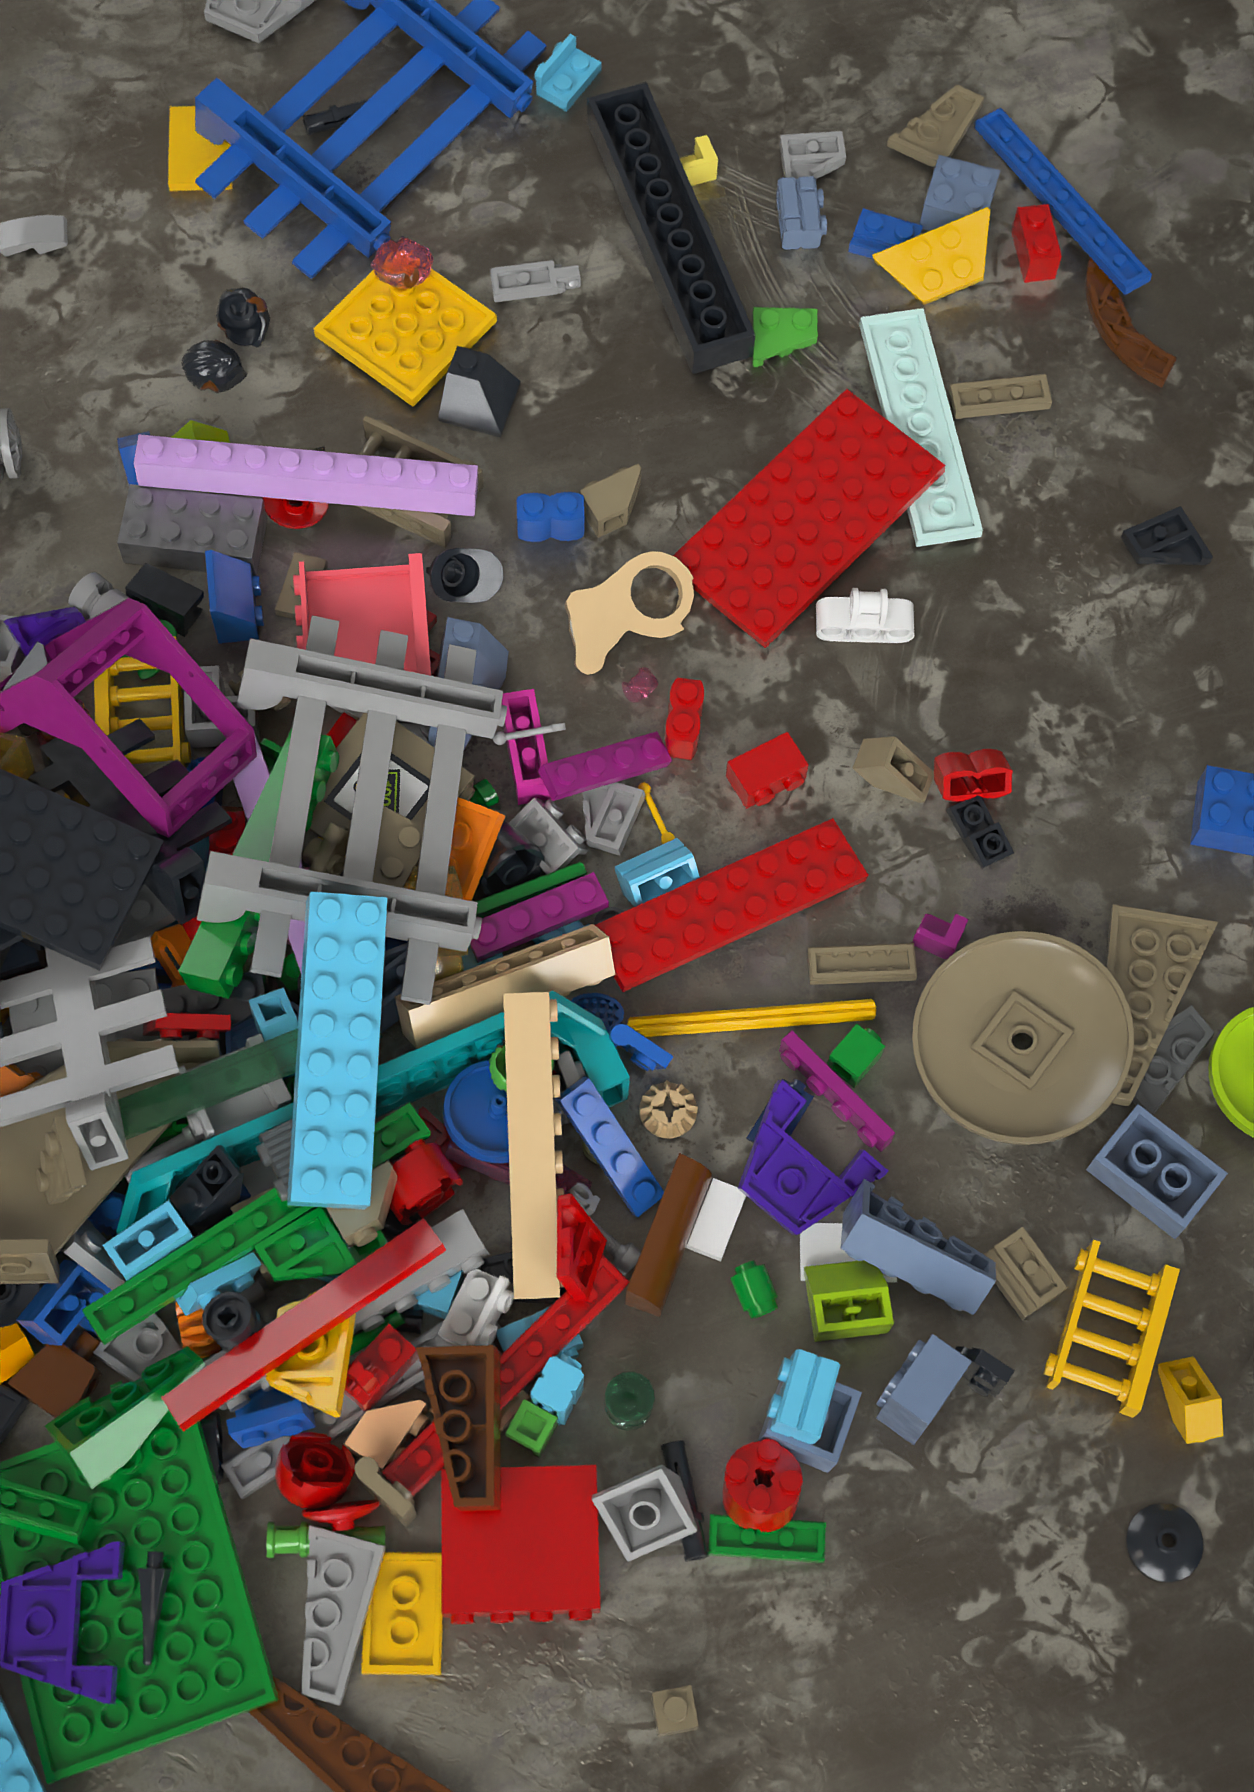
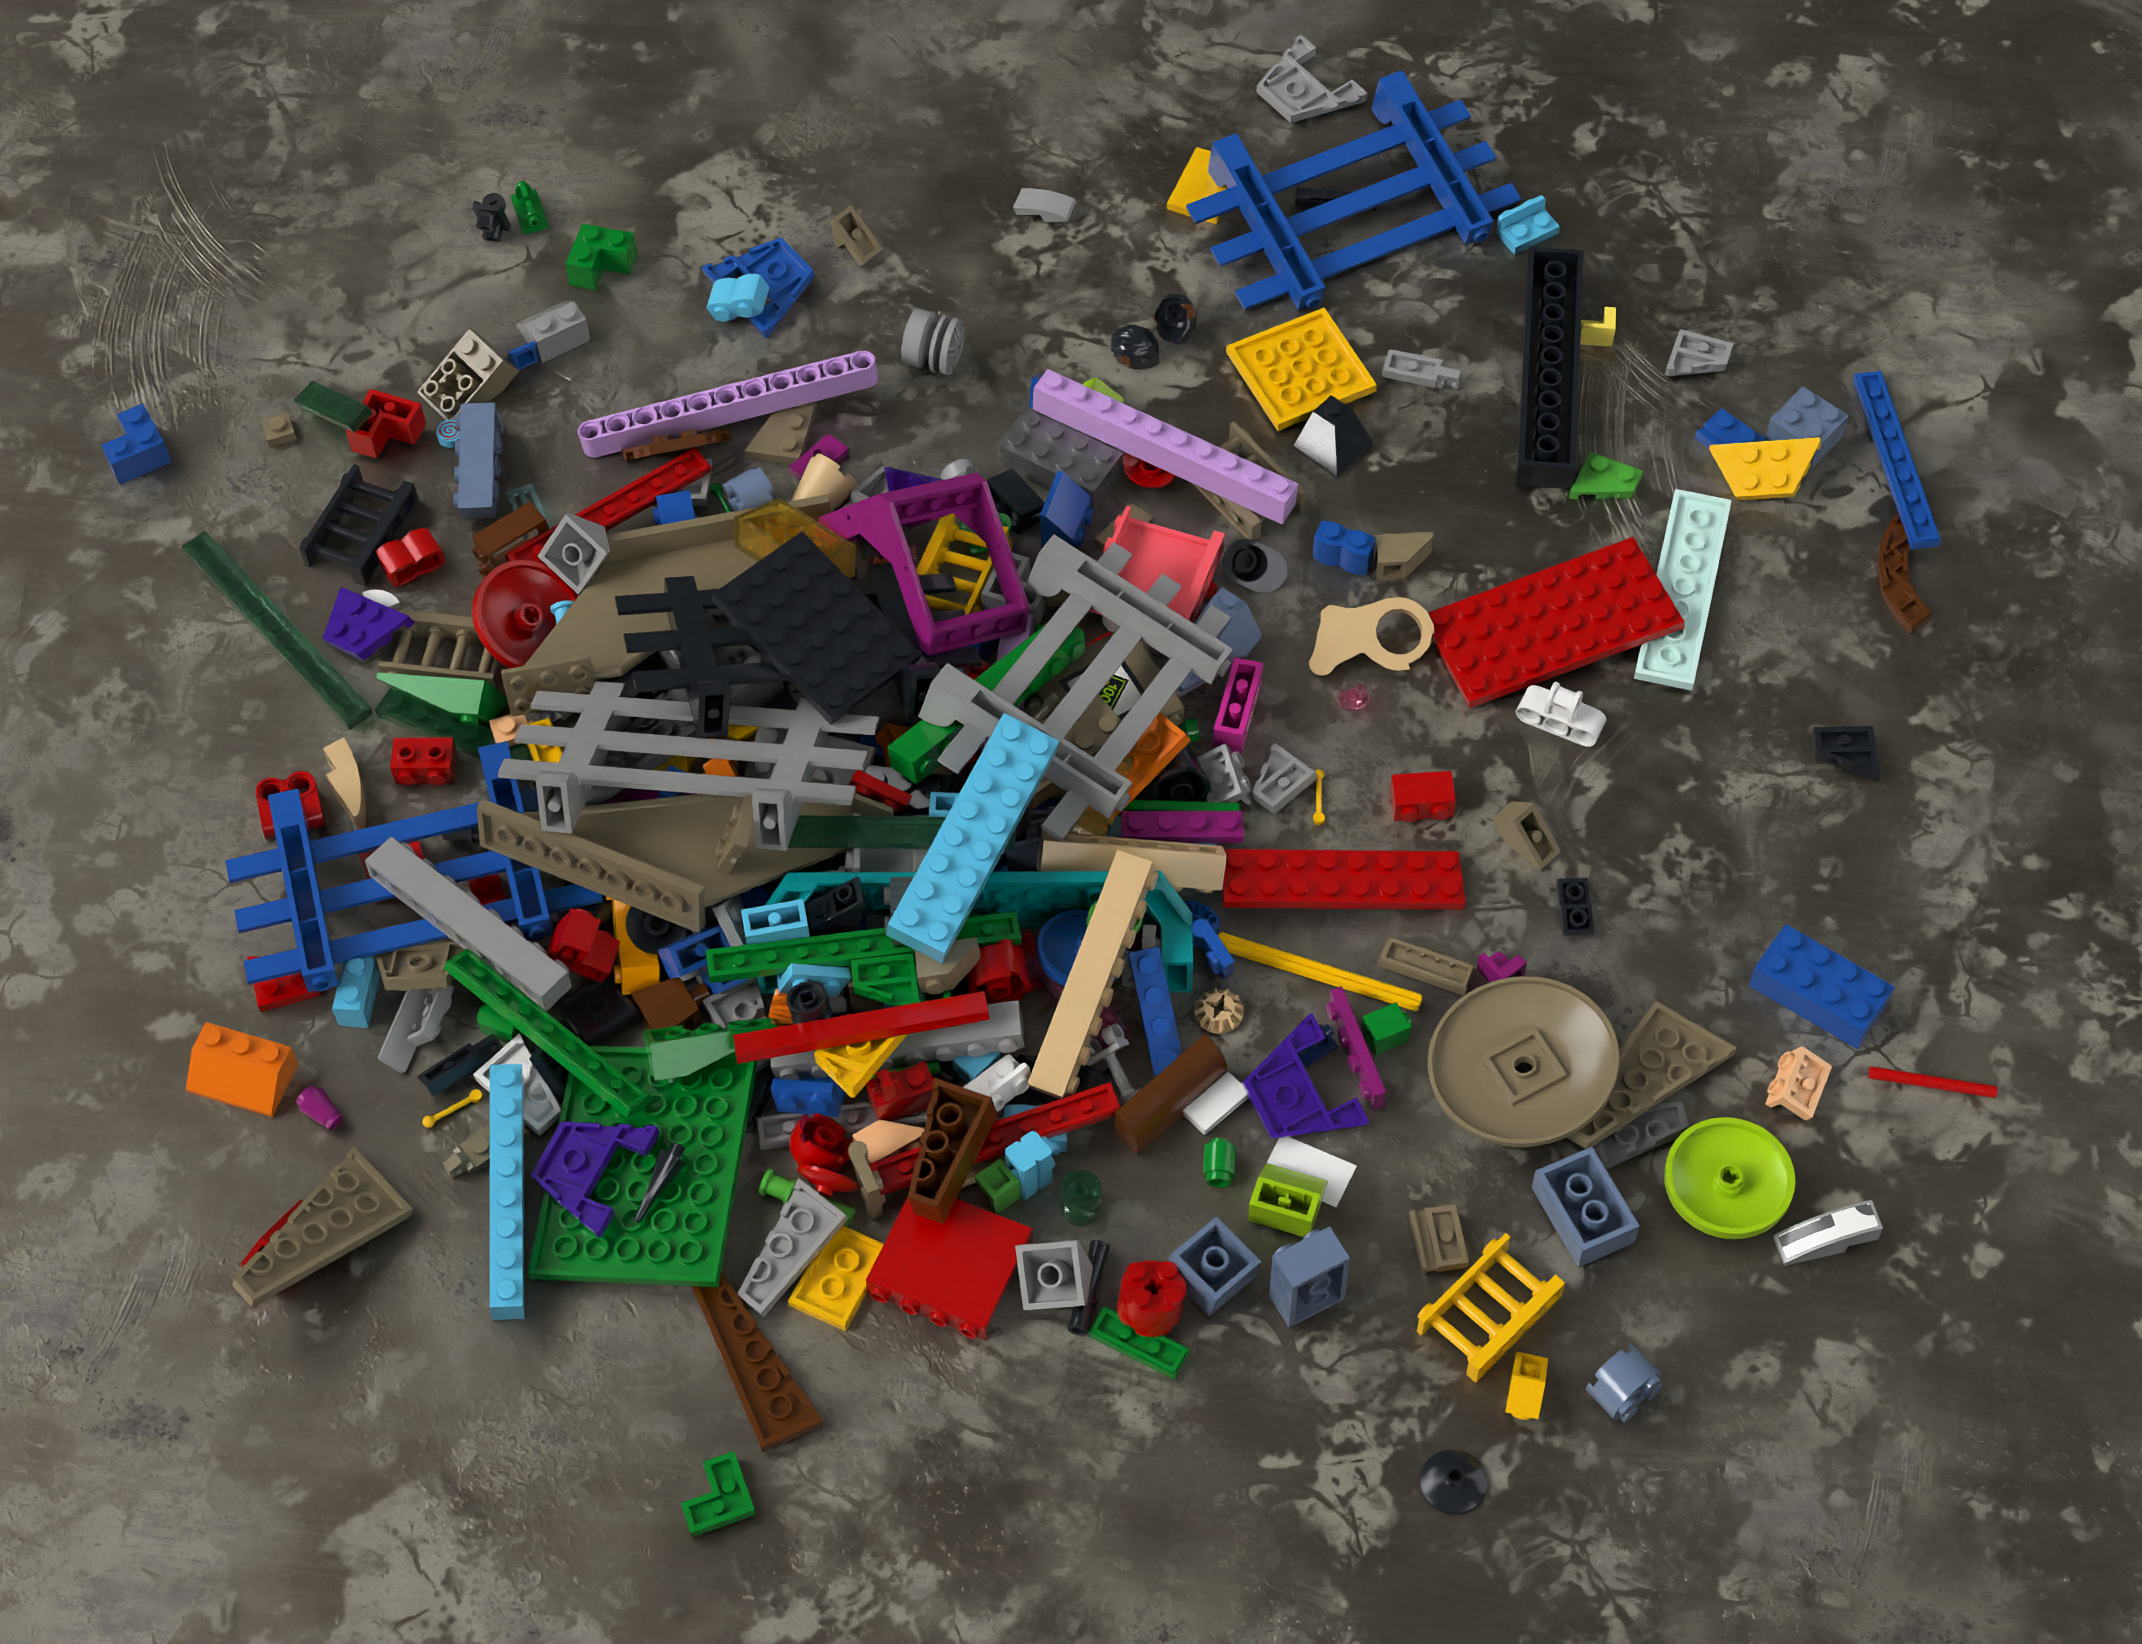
camera: 30 degrees right, 10 degrees down
(402, 263) = (1317, 319): clear pink hair -> none
(500, 737) = (1219, 688): light grey hinge -> none
(578, 1247) = (1091, 1064): red wing -> none
(604, 765) = (1293, 741): magenta plate -> none
(656, 872) = (1295, 833): medium azure brick -> none
(674, 1711) = (1005, 1425): dark tan brick -> none
(684, 718) = (1374, 733): red brick -> none
(799, 212) = (1665, 393): sand blue brick -> none
(803, 1396) = (1211, 1238): medium azure brick -> none
(915, 1251) = (1357, 1182): sand blue wedge -> none
(939, 128) = (1820, 369): dark tan wing -> none
(966, 776) = (1594, 862): red brick -> none
(985, 1372) = (1367, 1290): black wing -> none
(1000, 396) = (1763, 590): dark tan plate -> none
(1036, 243) = (1854, 483): red brick -> none

